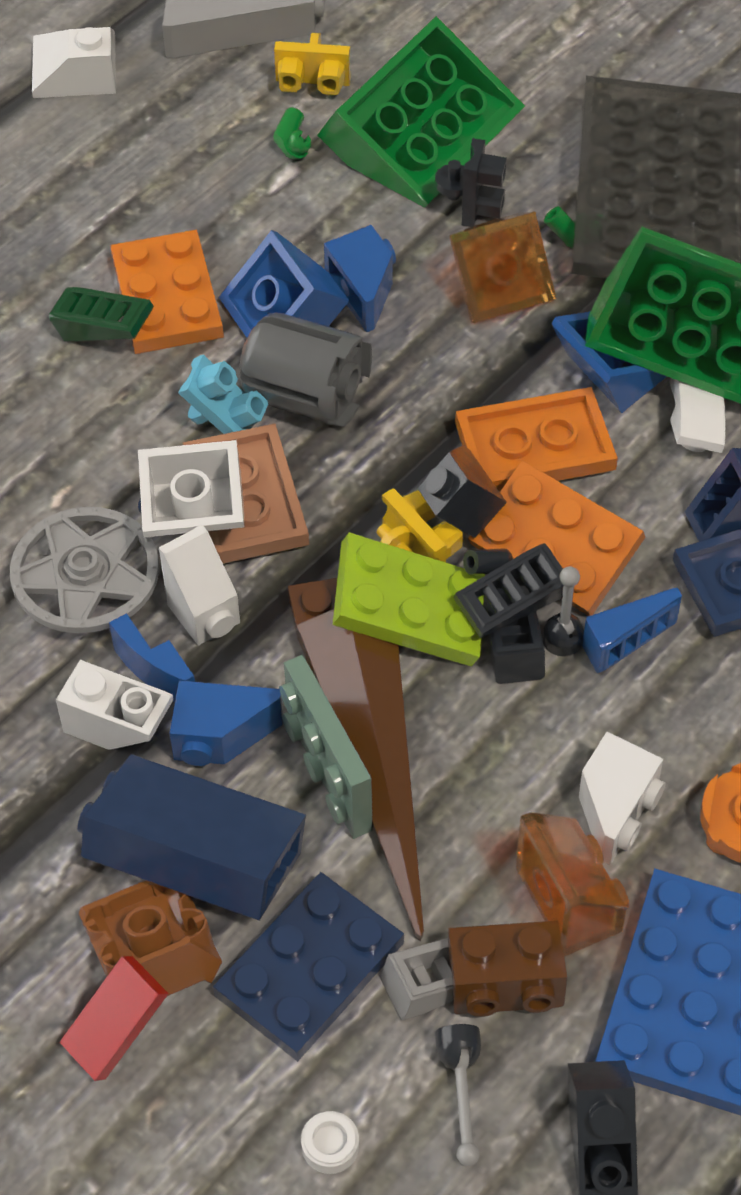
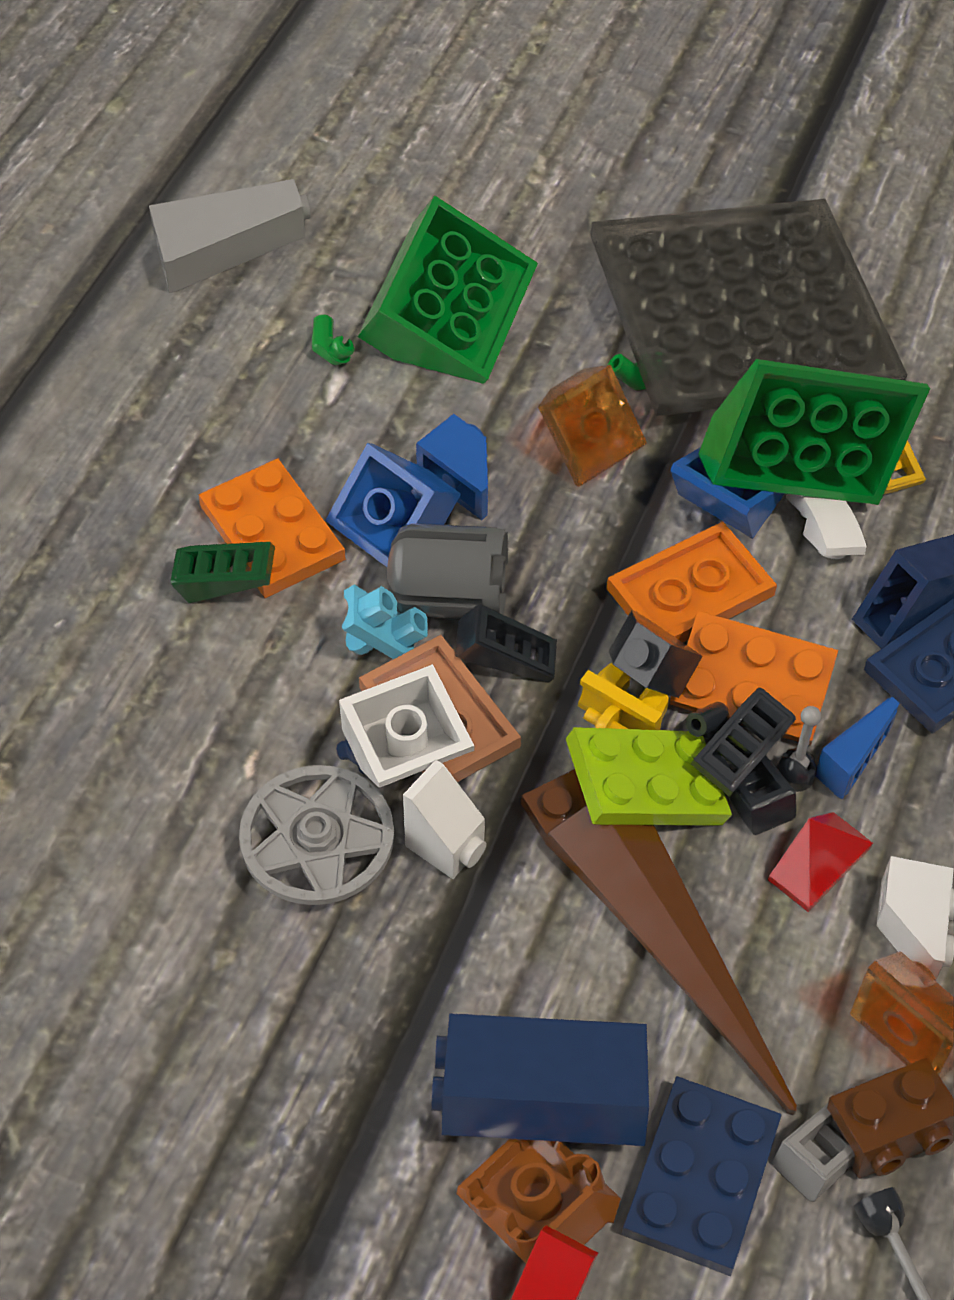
camera: 20 degrees left, 0 degrees up
(74, 63) = (82, 318): white slope -> none
(110, 707) = (408, 971): white slope -> none
(157, 666) = (435, 916): blue slope -> none
(221, 720) = (514, 951): blue slope -> none
(312, 64) = (322, 267): yellow hips -> none
(312, 452) = (478, 644): none -> black slope
(328, 748) = (639, 949): sand green plate -> none
(469, 181) = (517, 351): black hips -> none
(547, 717) = (818, 859): none -> red slope

